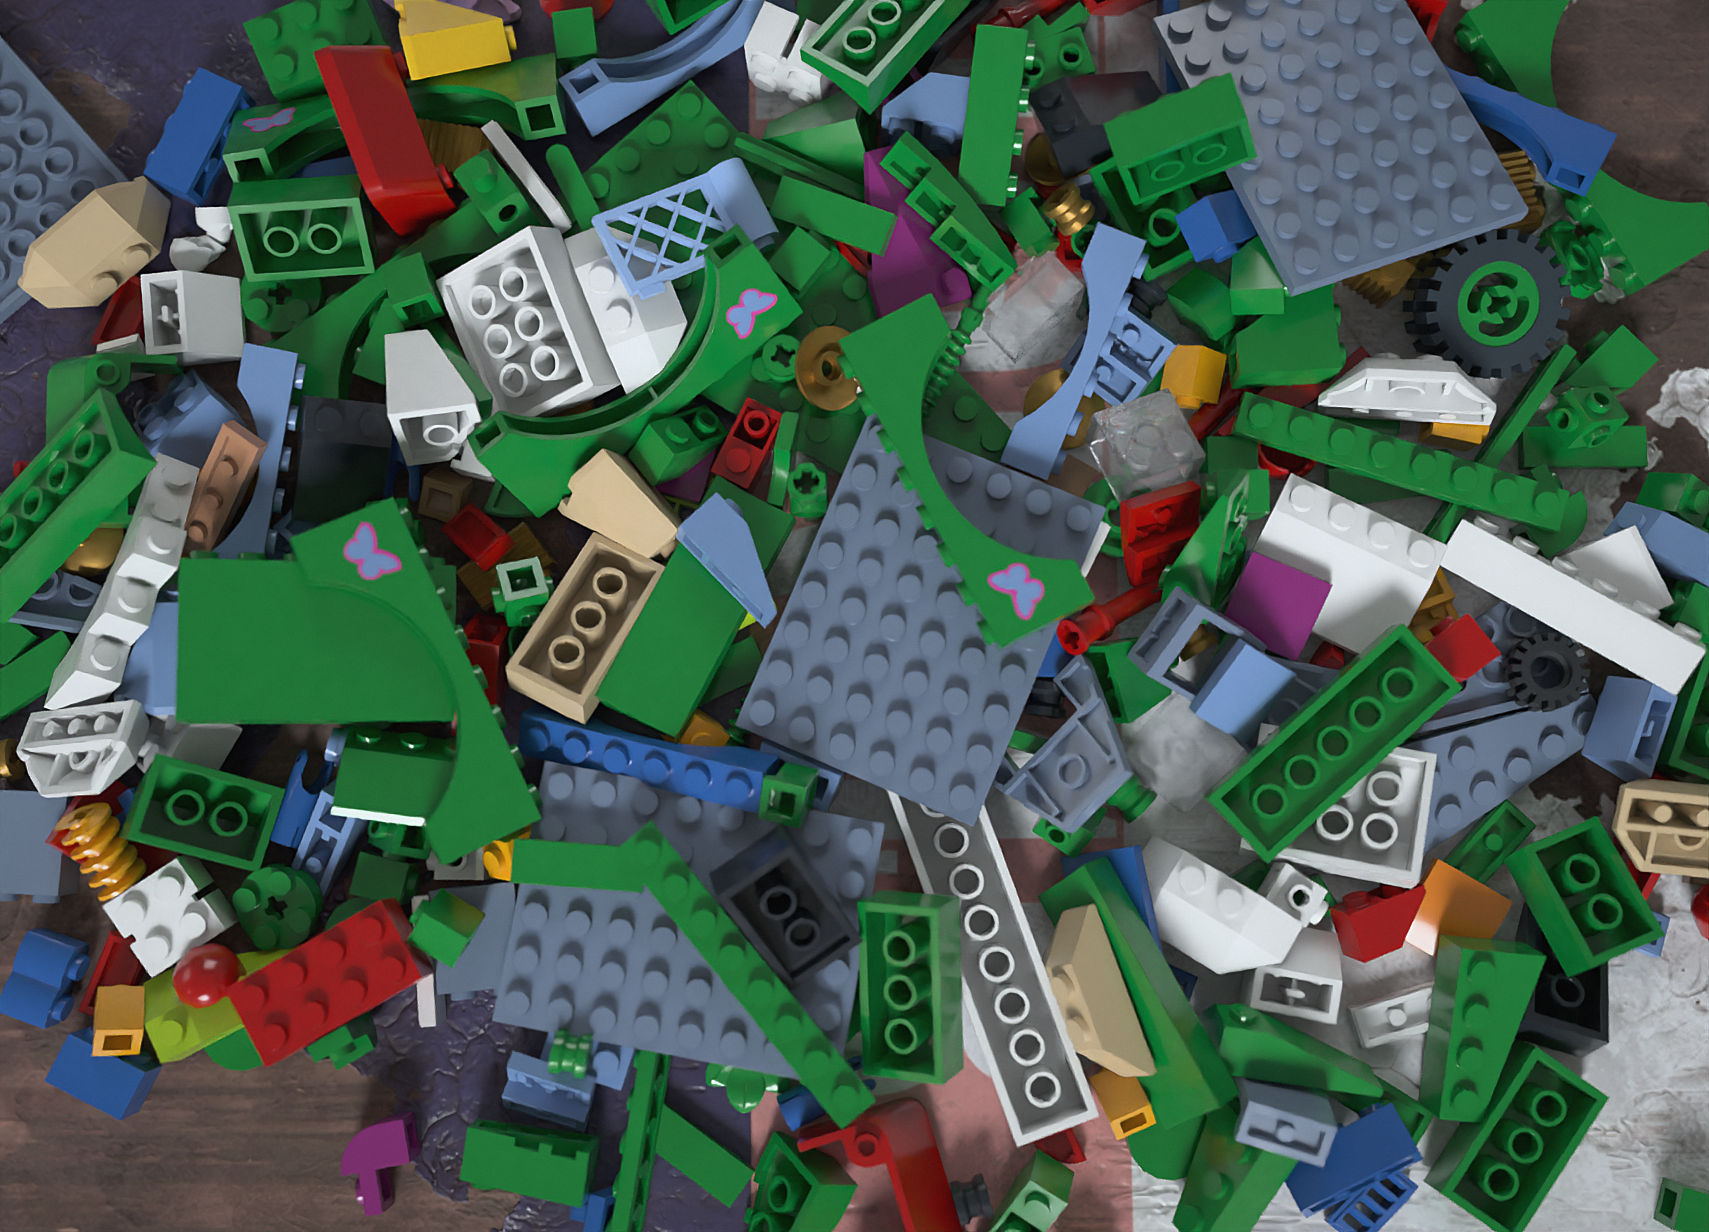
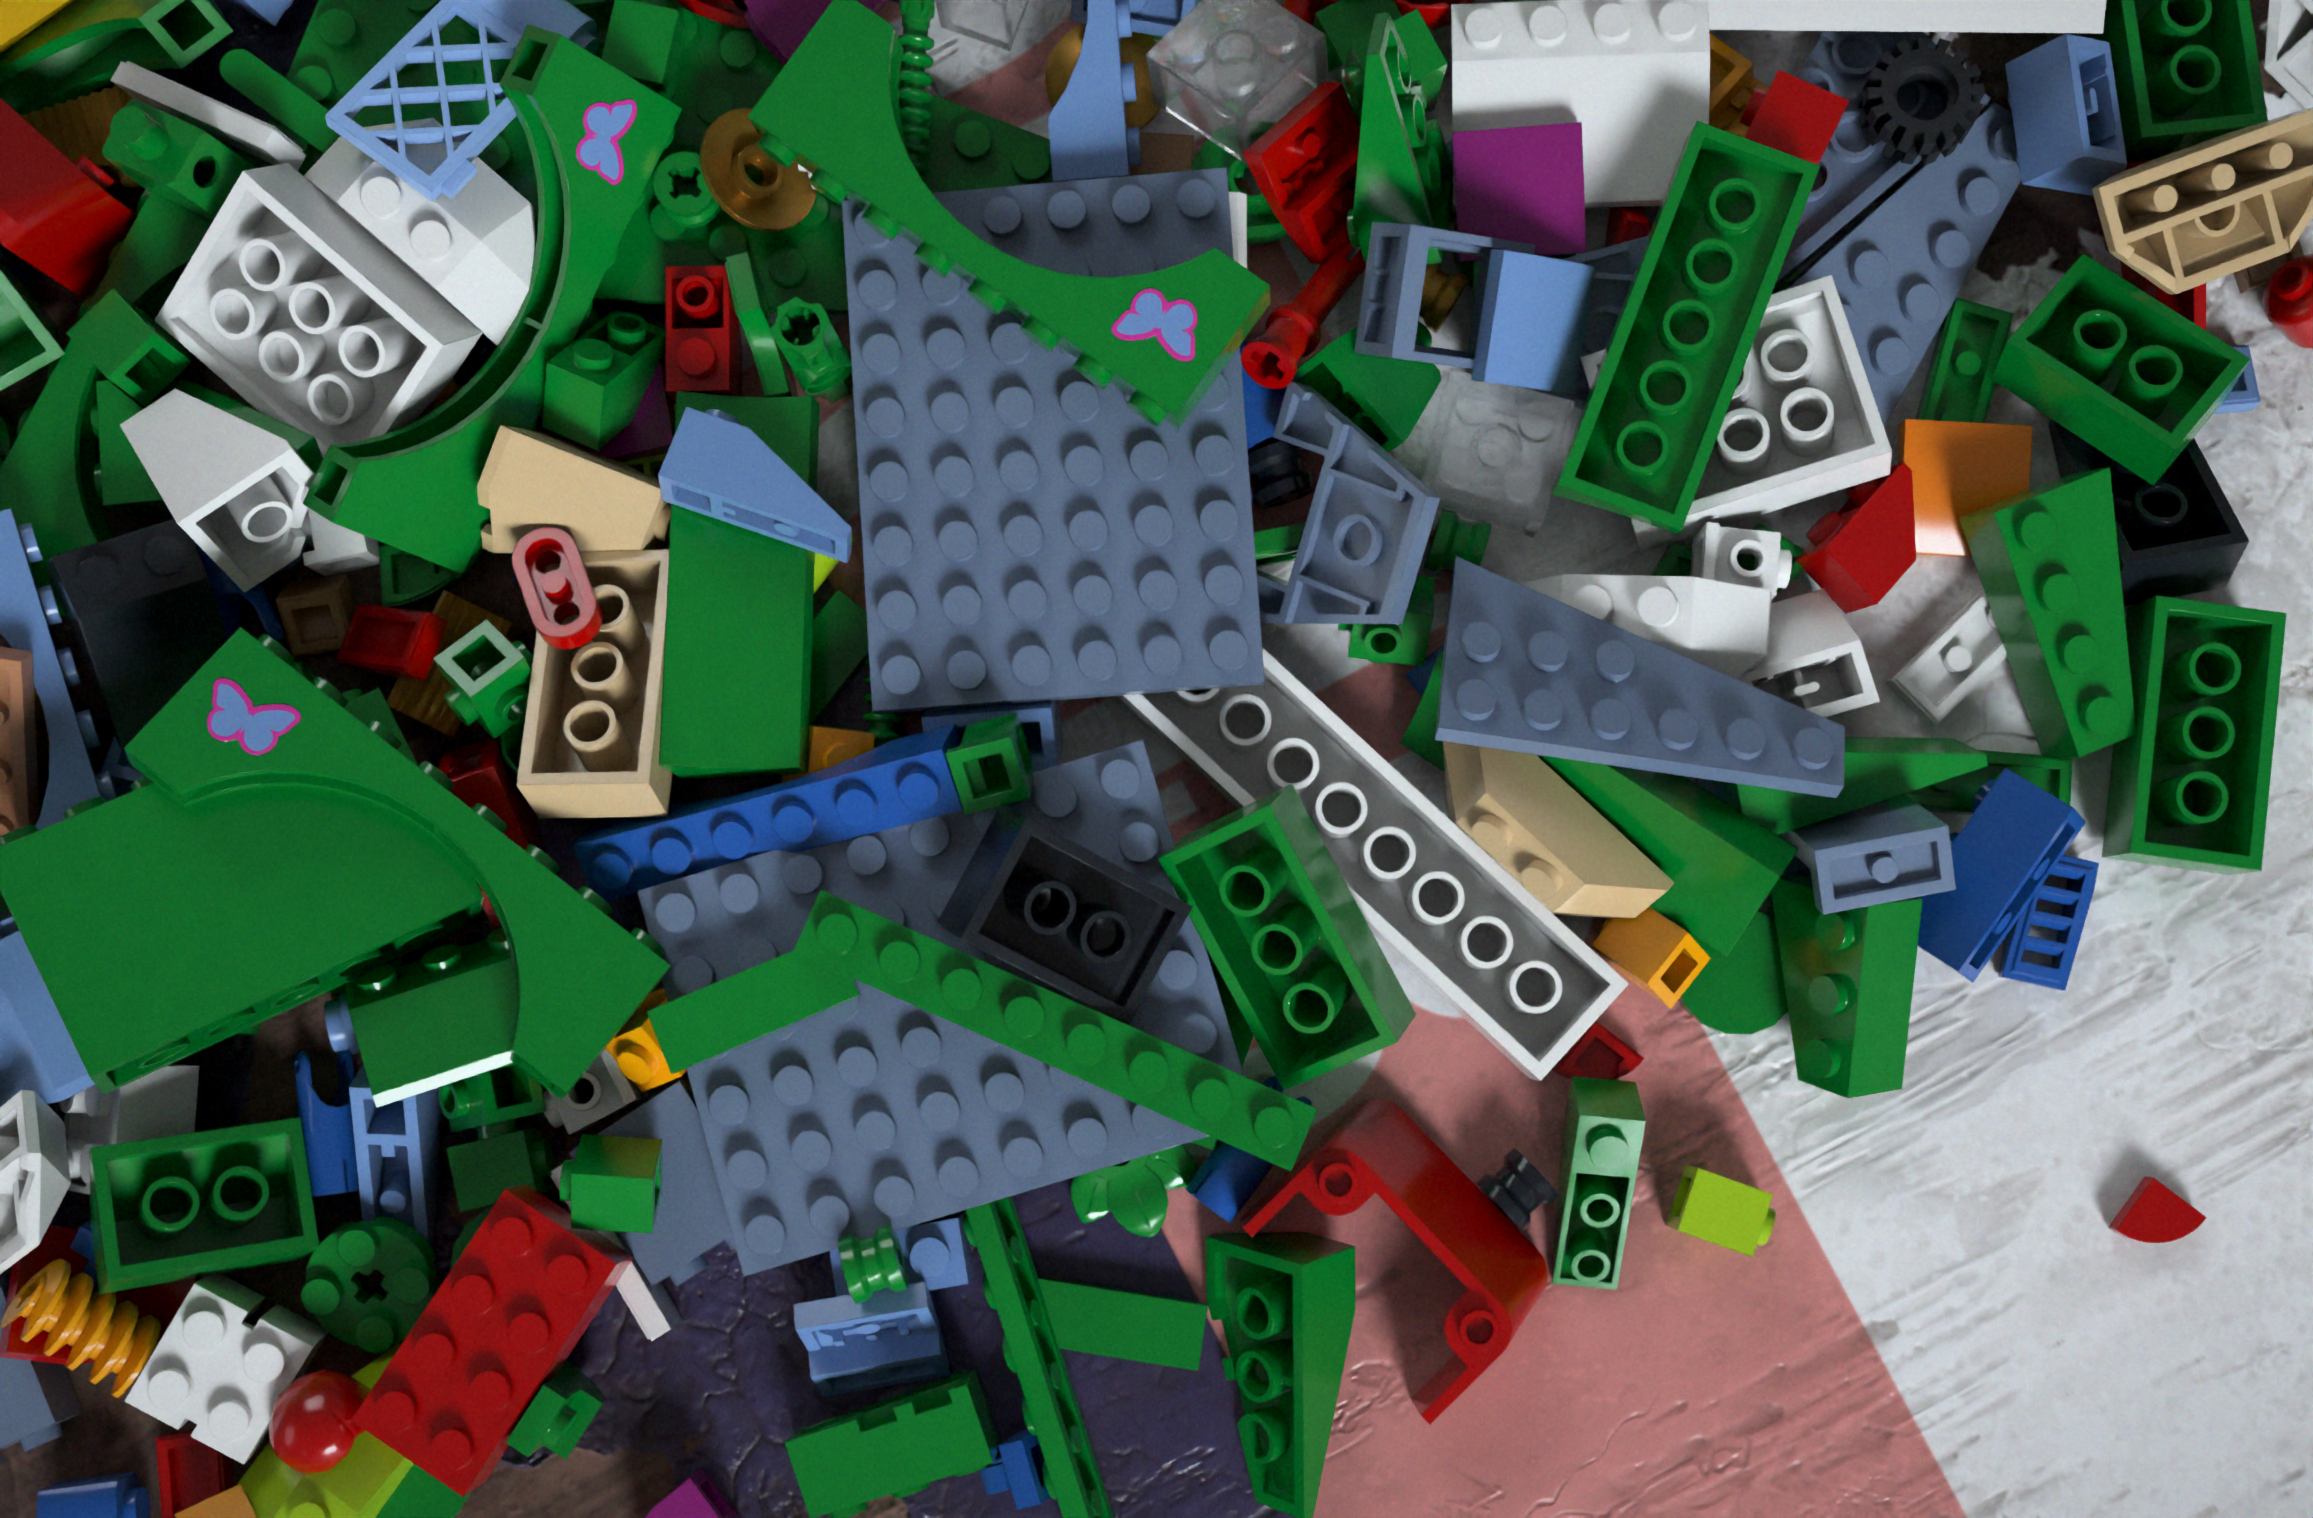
camera: 25 degrees left, 0 degrees up
(588, 562) = (559, 592): none -> plate
(1157, 928) = (1576, 688): none -> sand blue wing

